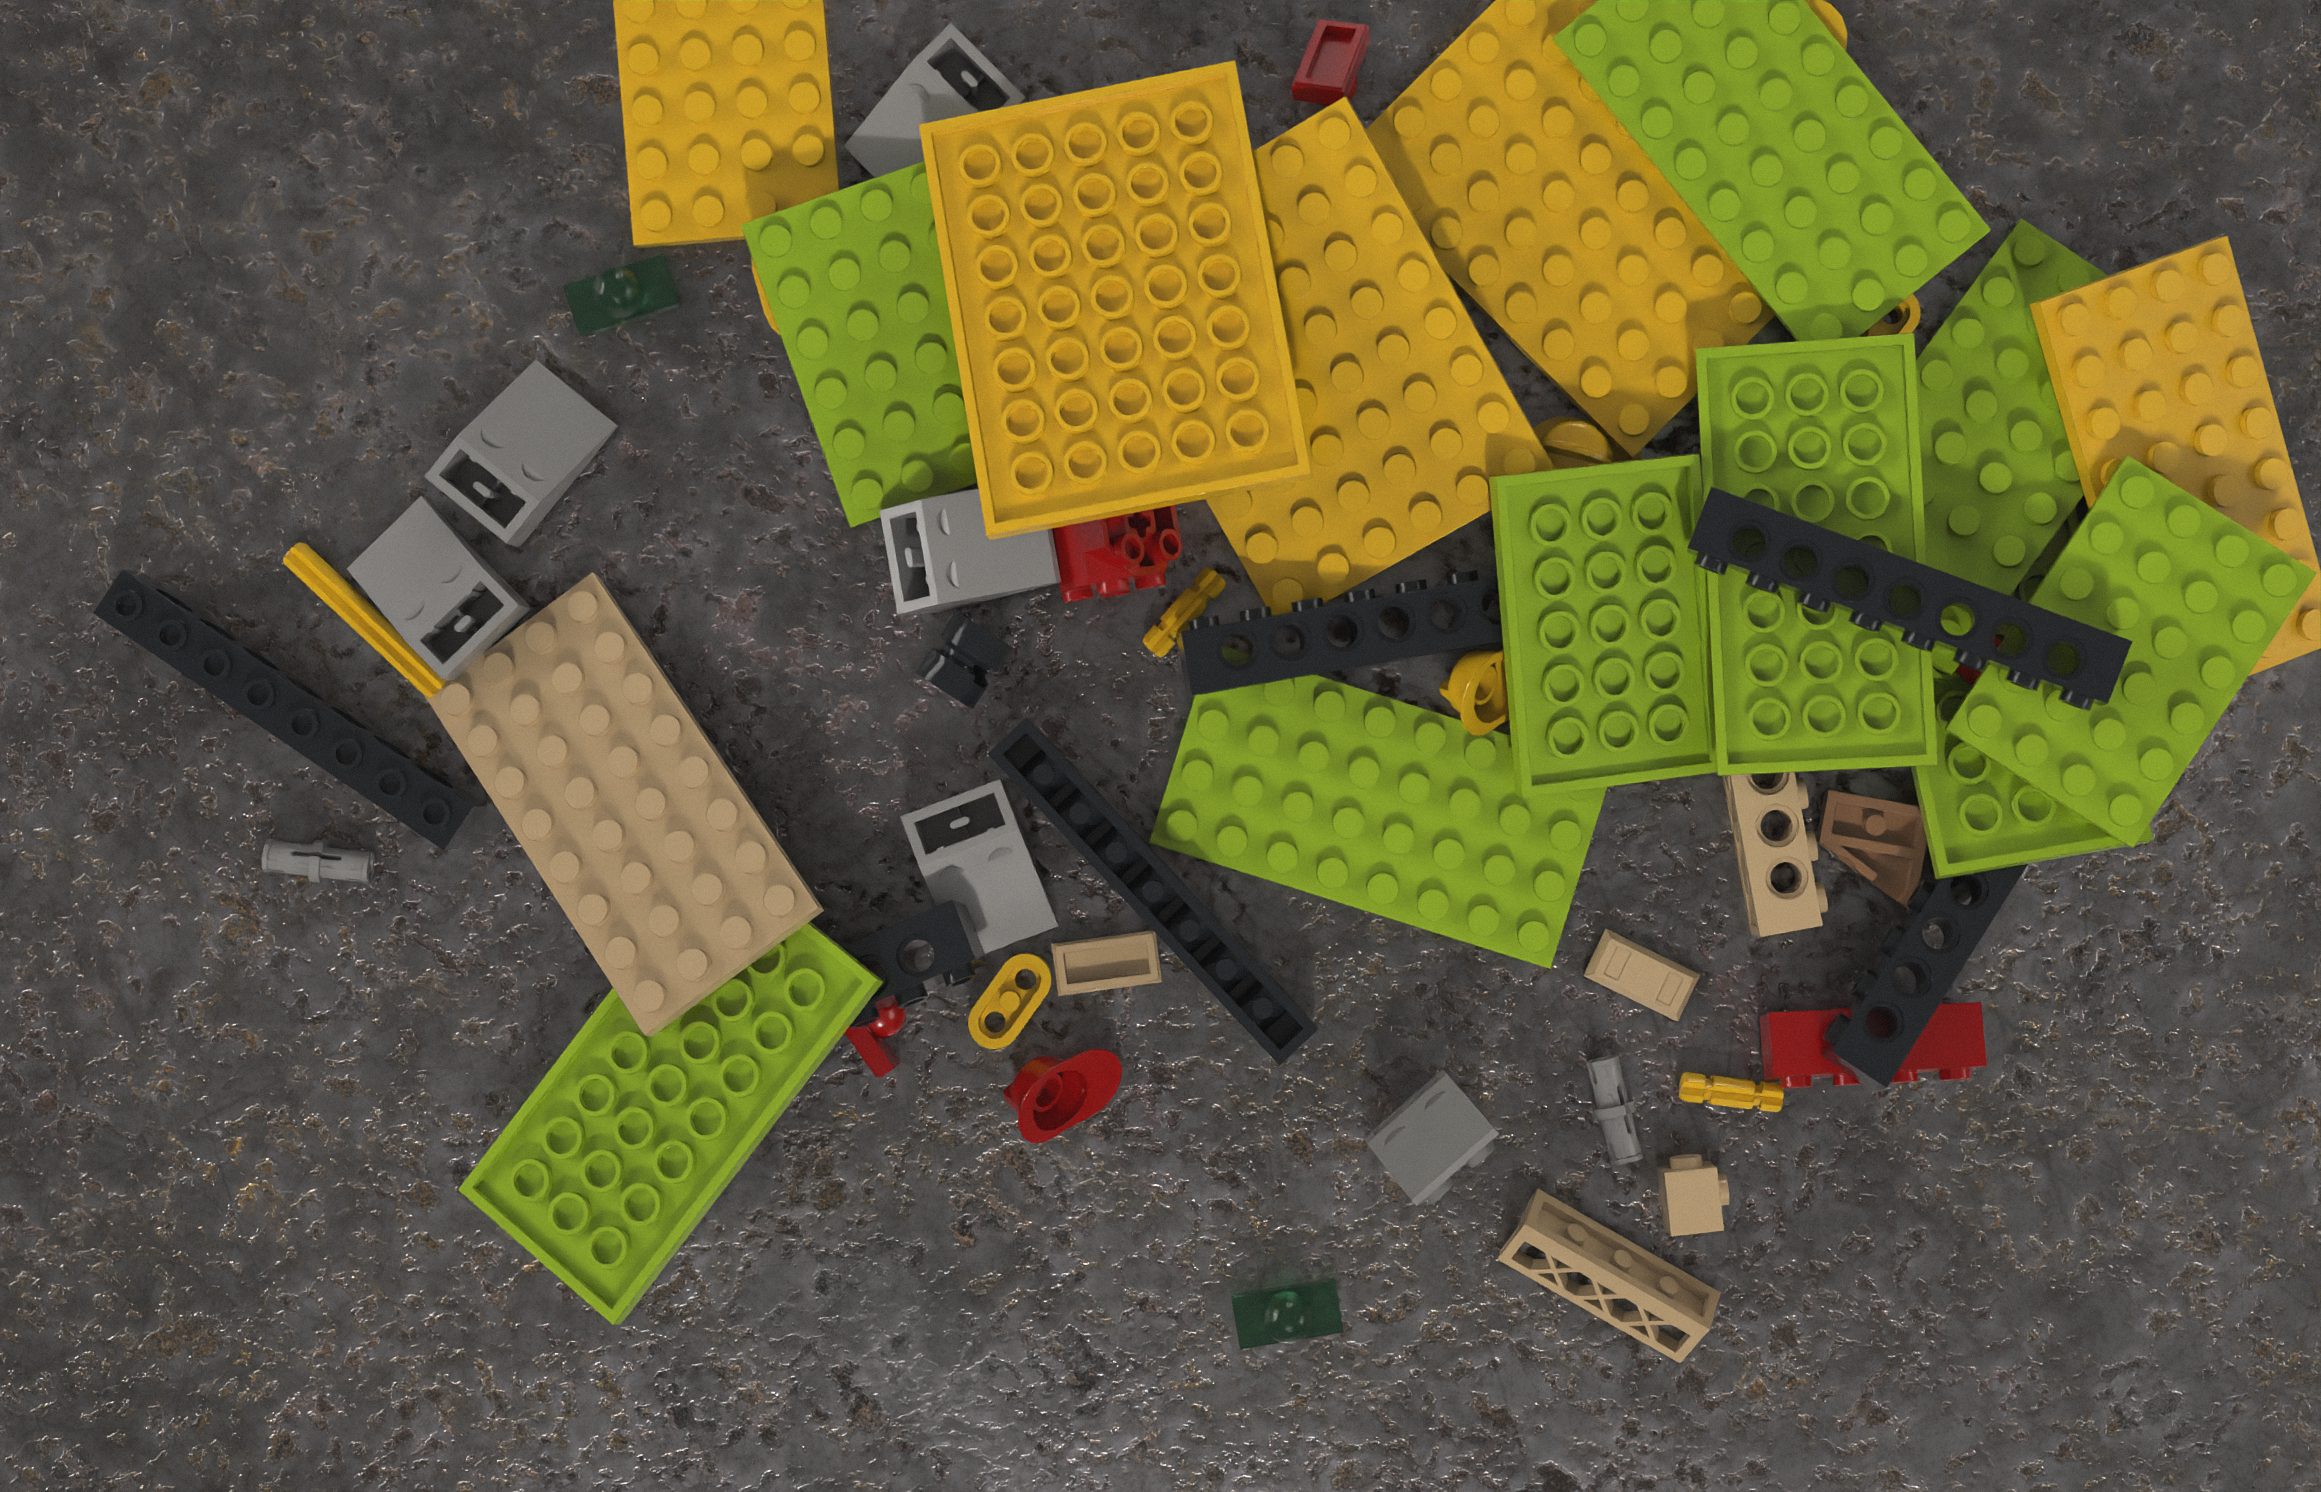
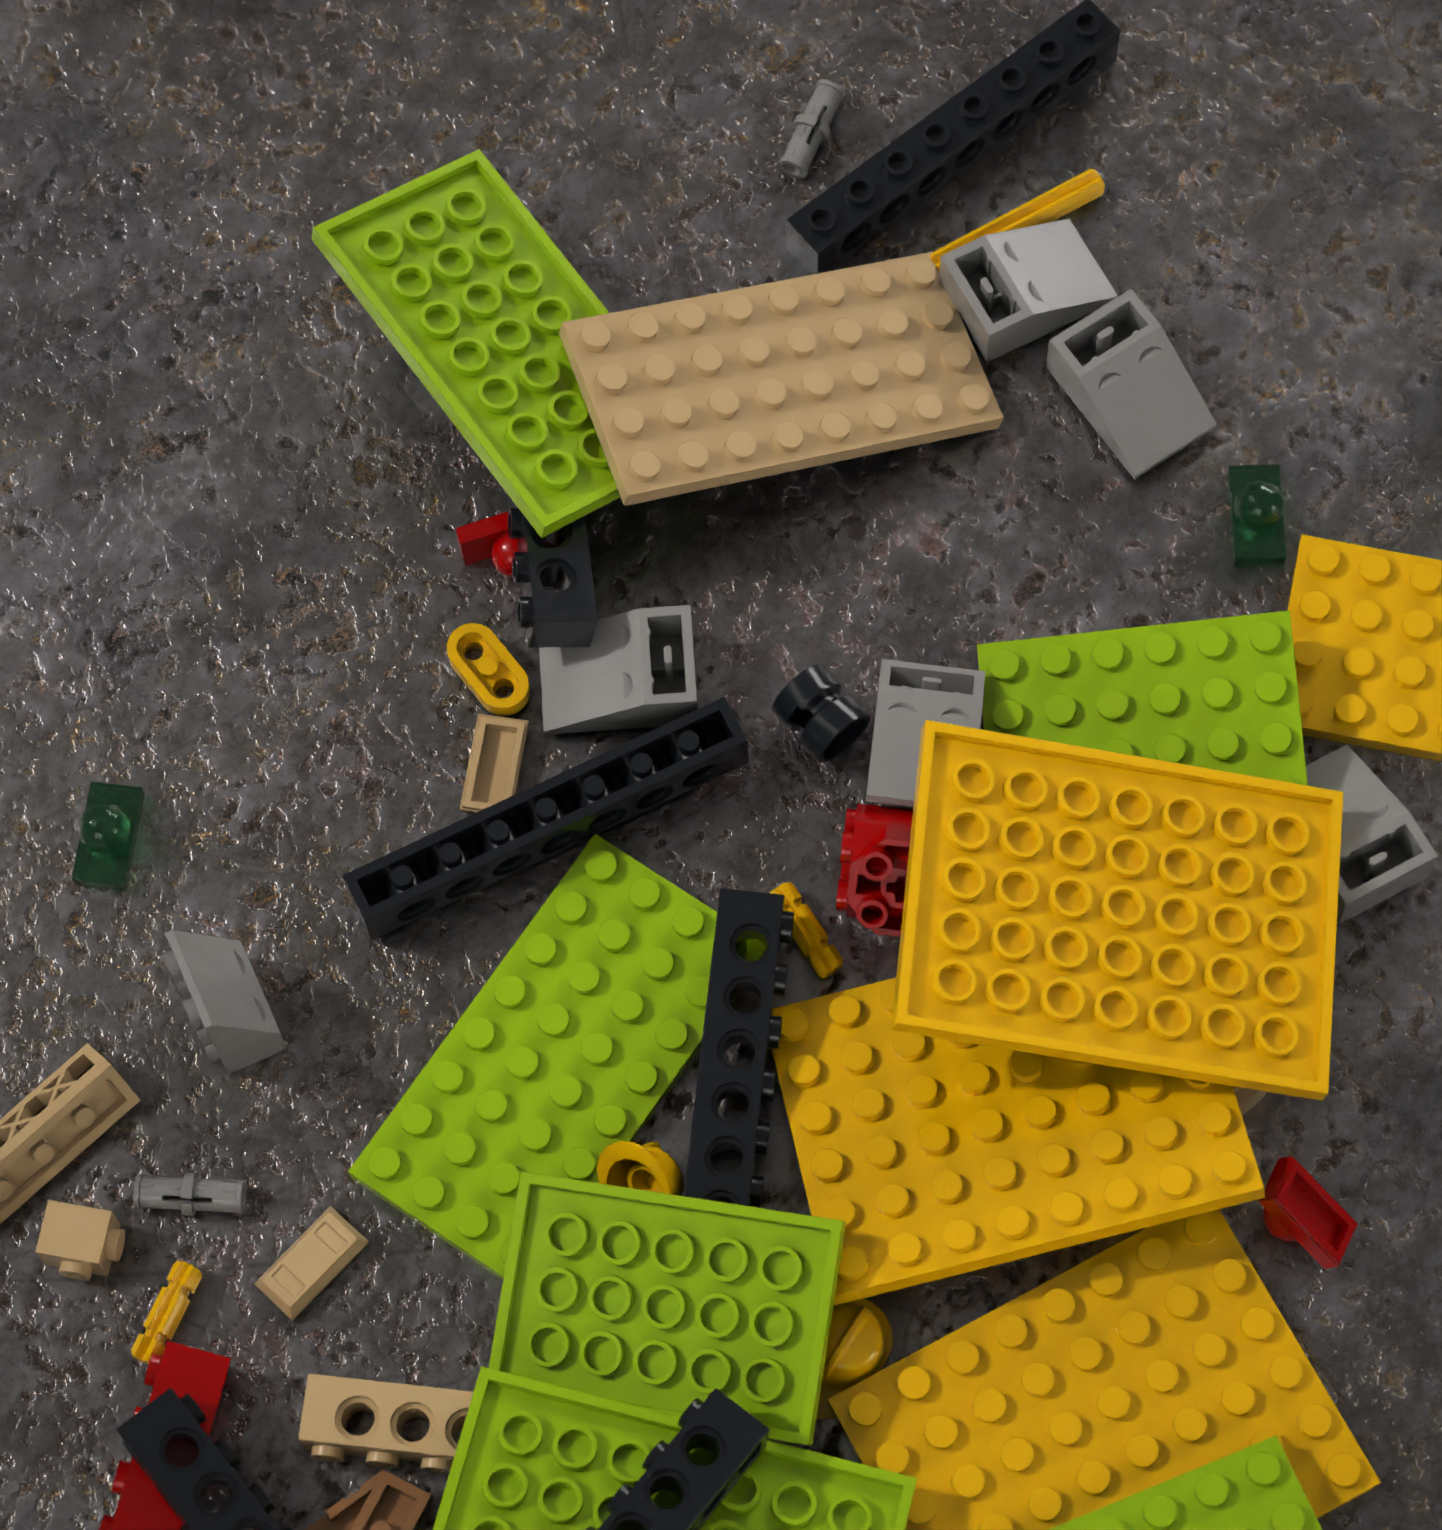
camera: 110 degrees right, 20 degrees down
(1060, 1093) = (386, 683): red piece -> none

